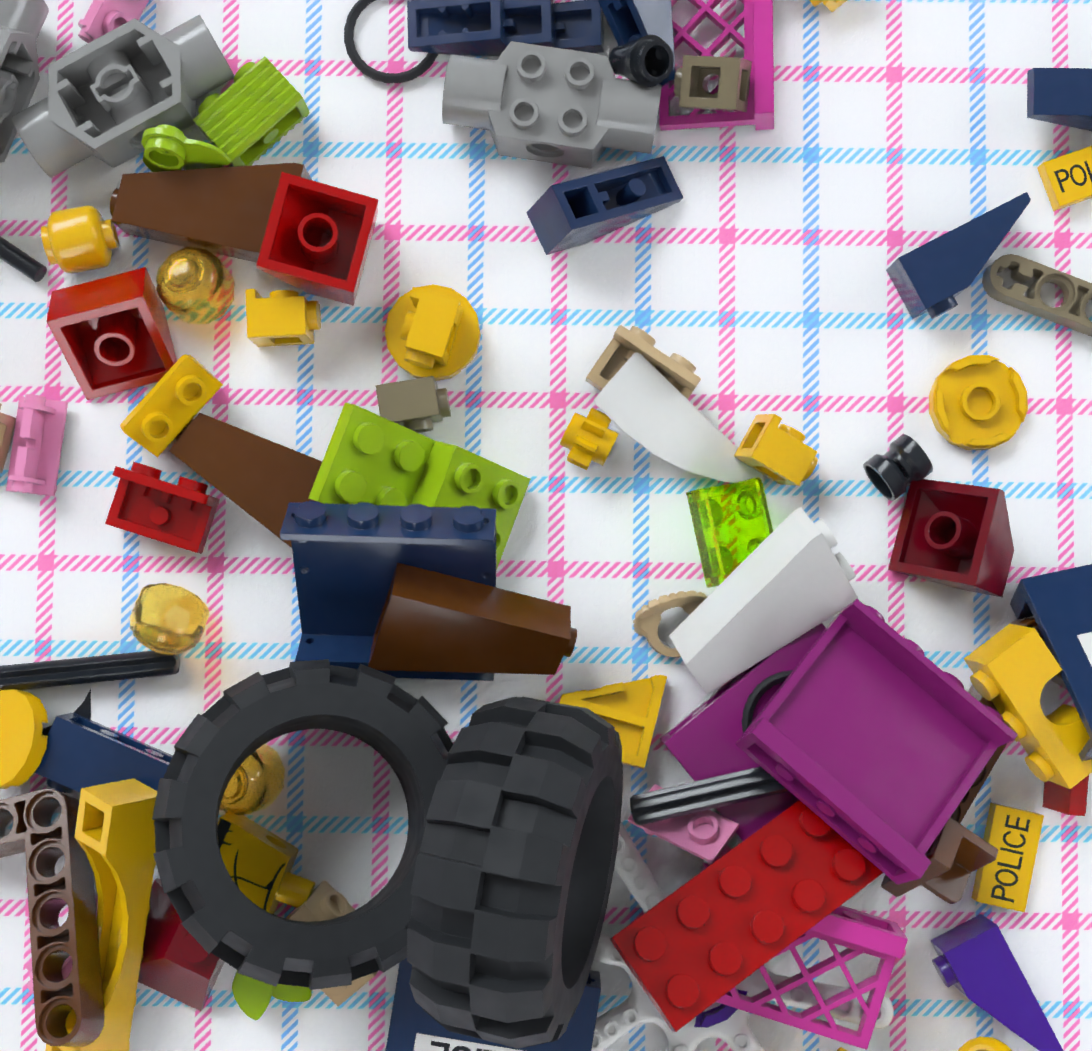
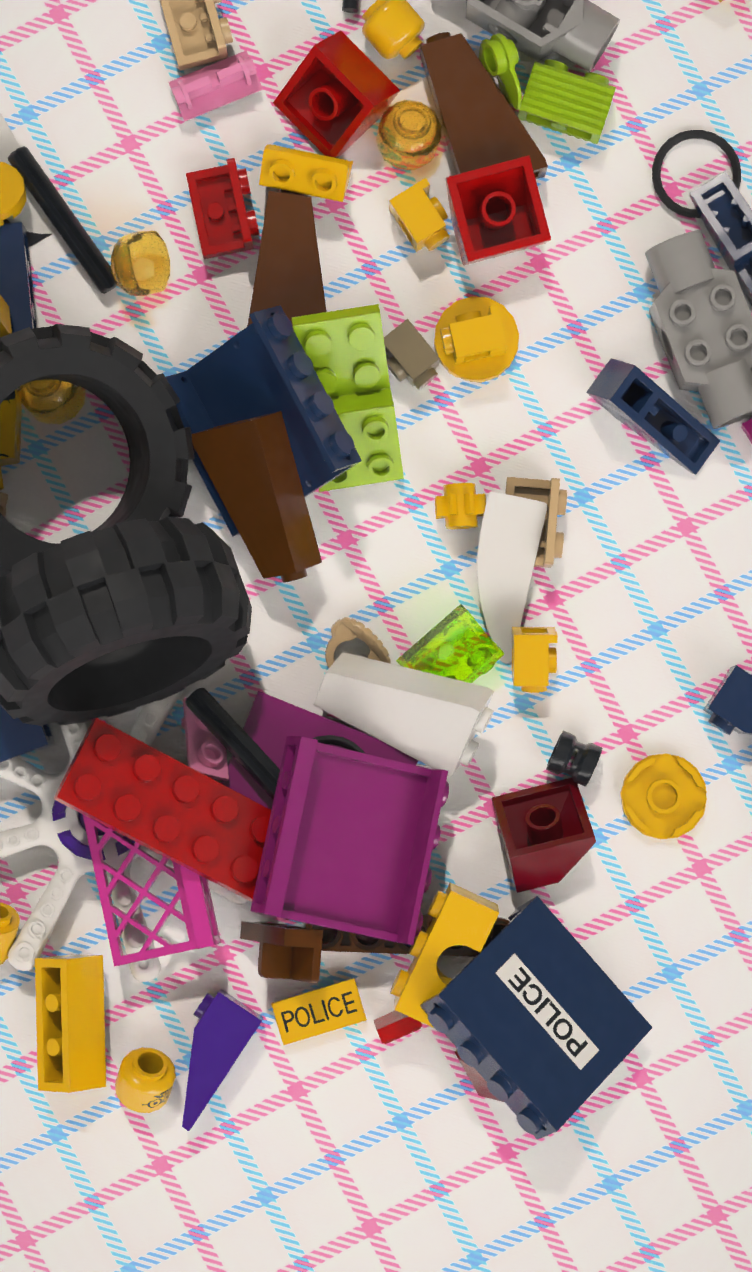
camera: 60 degrees right, 0 degrees up
(630, 709) = (264, 656): yellow wing -> none

